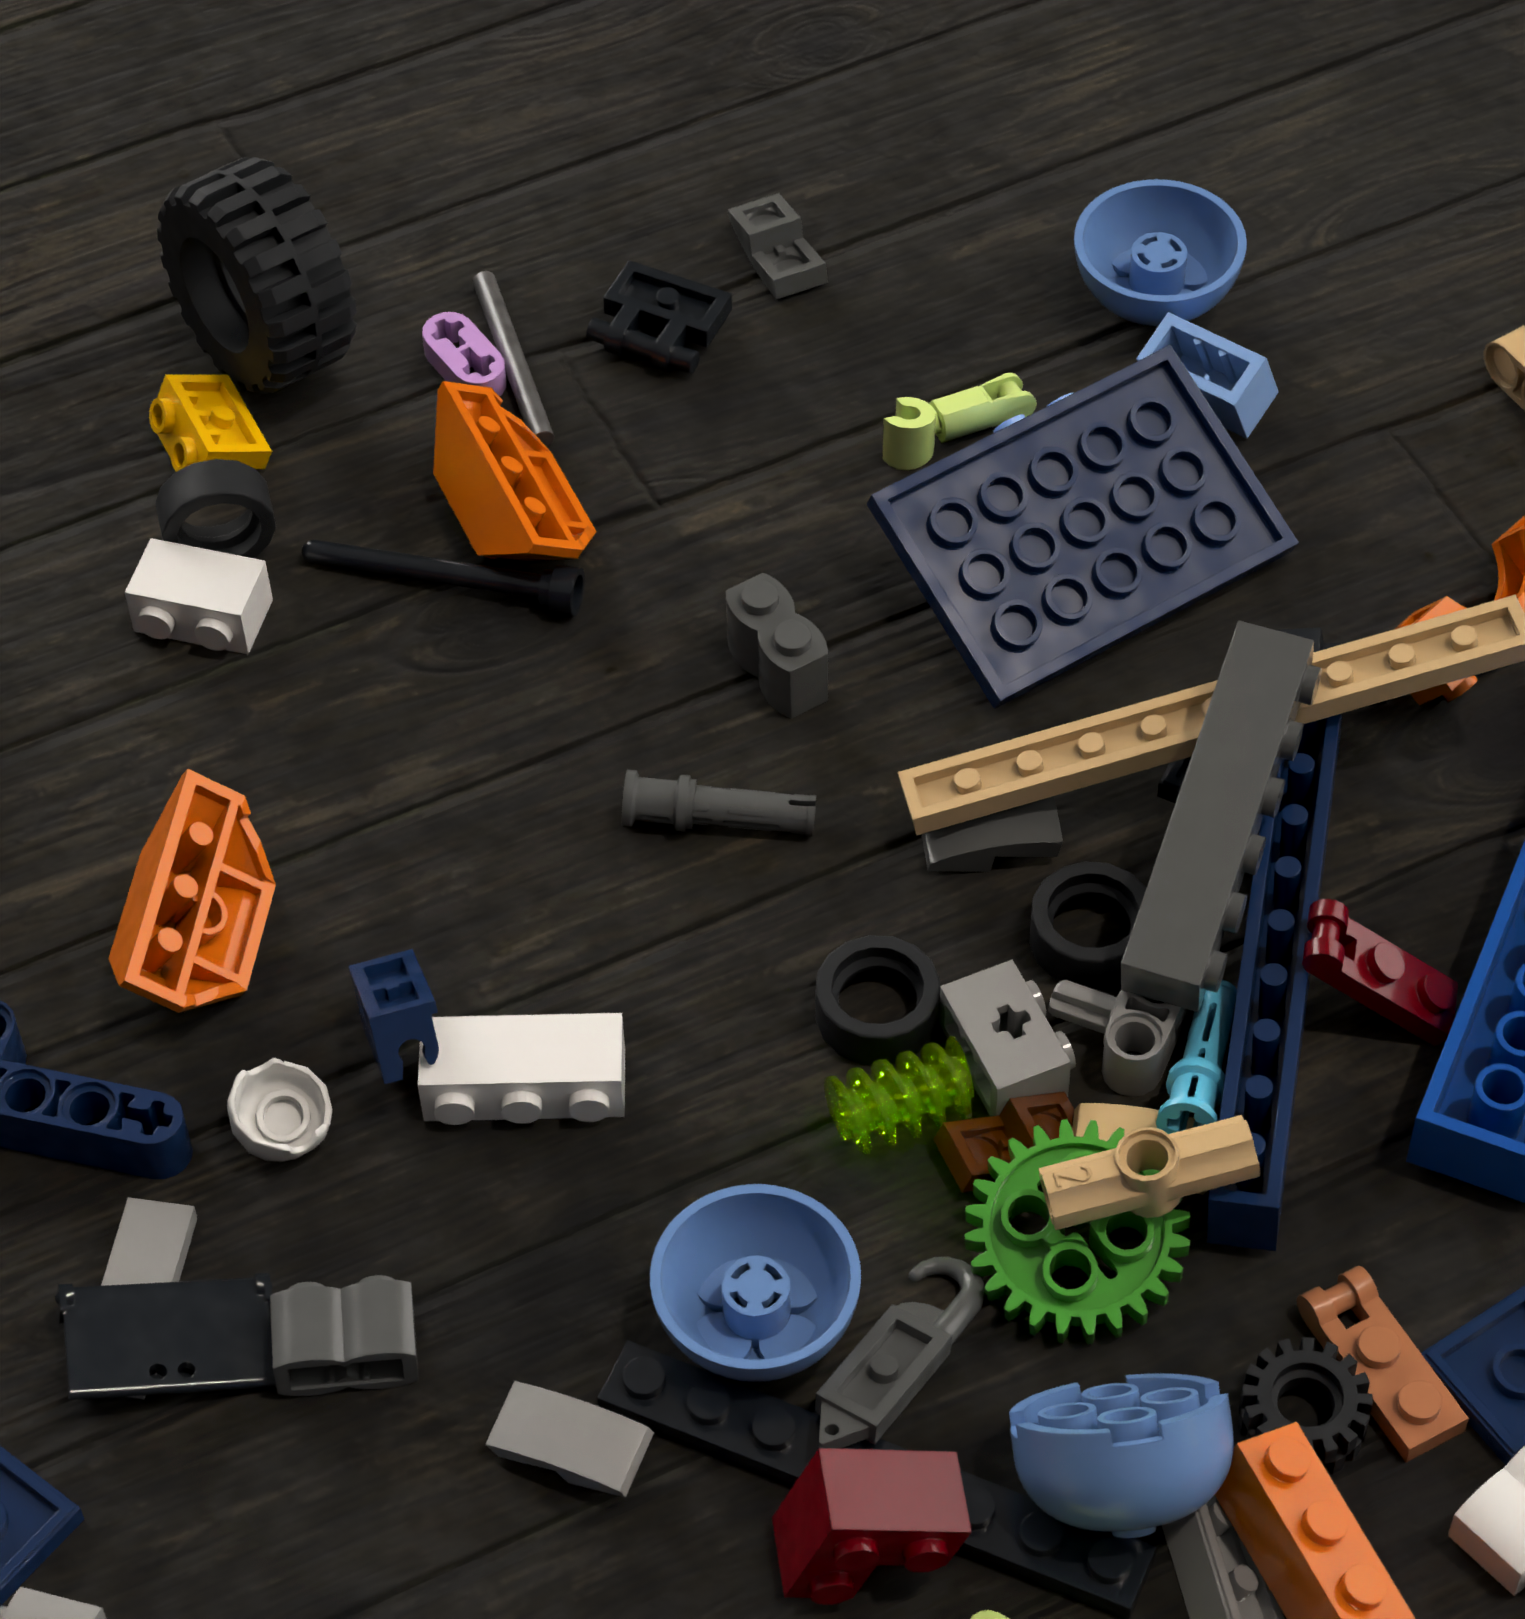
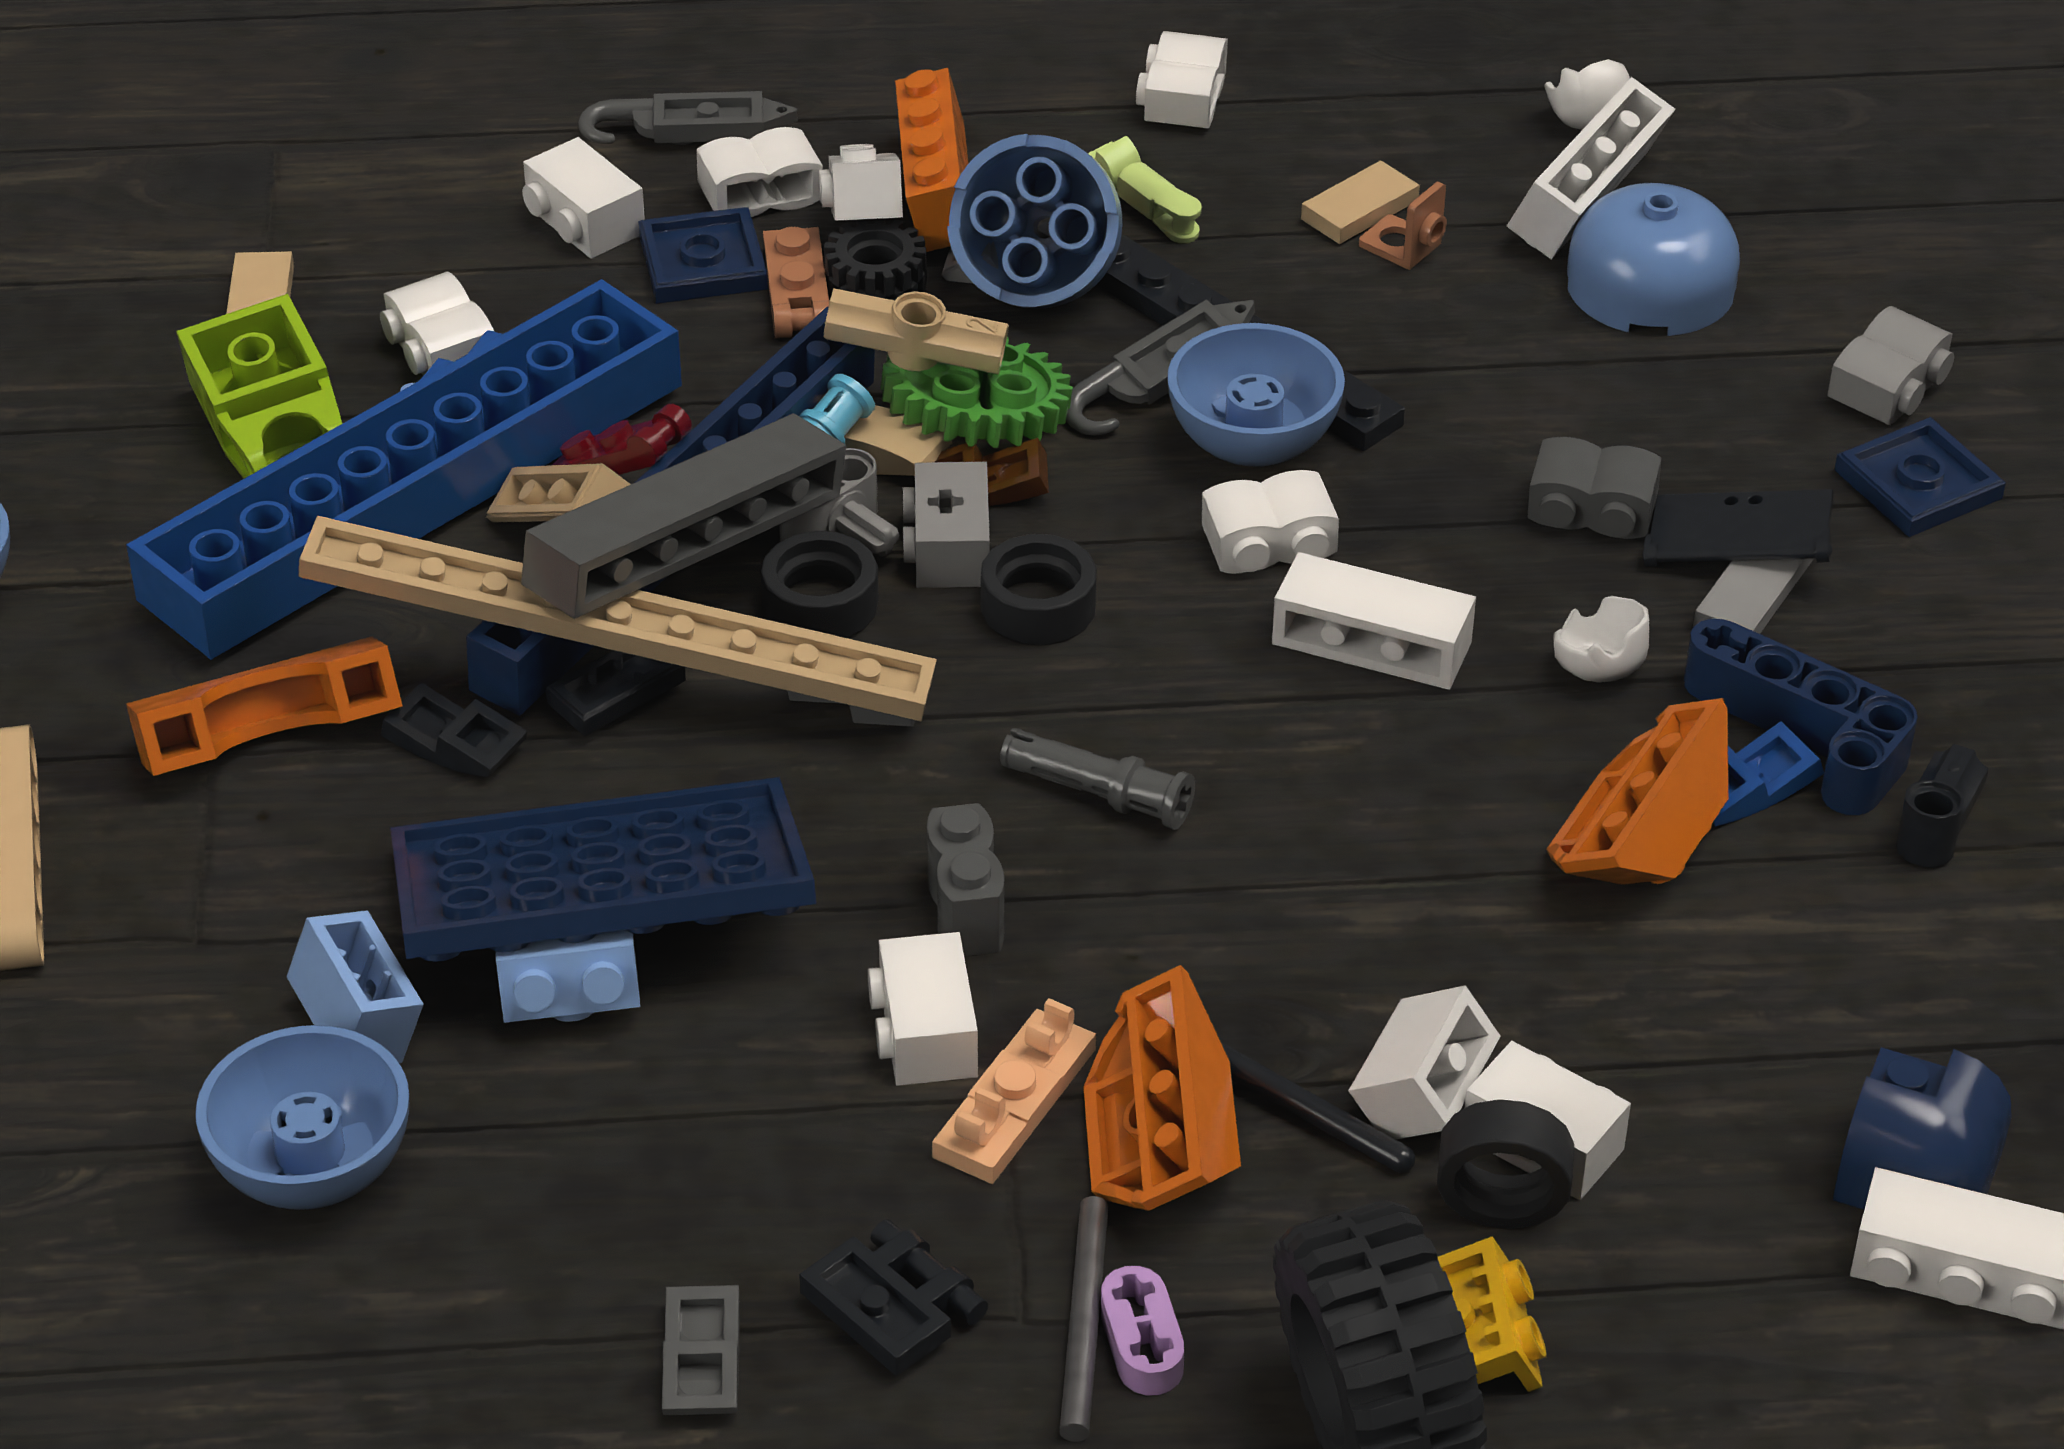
camera: 160 degrees left, 10 degrees down
(94, 1030) = (1767, 773): none -> blue slope
(312, 593) = (1424, 1063): none -> white brick
(394, 1008) = (1475, 648): dark blue hinge -> none
(570, 1437) = (1451, 391): light grey slope -> none
(648, 505) = (1015, 1093): none -> light nougat plate
(677, 1160) = (1269, 521): none -> white brick
(750, 525) = (926, 1009): none -> white brick
(867, 1512) = (1244, 237): dark red brick -> none
(900, 1094) = (1062, 502): clear neon green piece -> none
(912, 432) = (592, 1073): yellowish green piece -> none
(1383, 1475) = (862, 184): none -> white brick
(1395, 896) = (551, 491): none -> tan slope

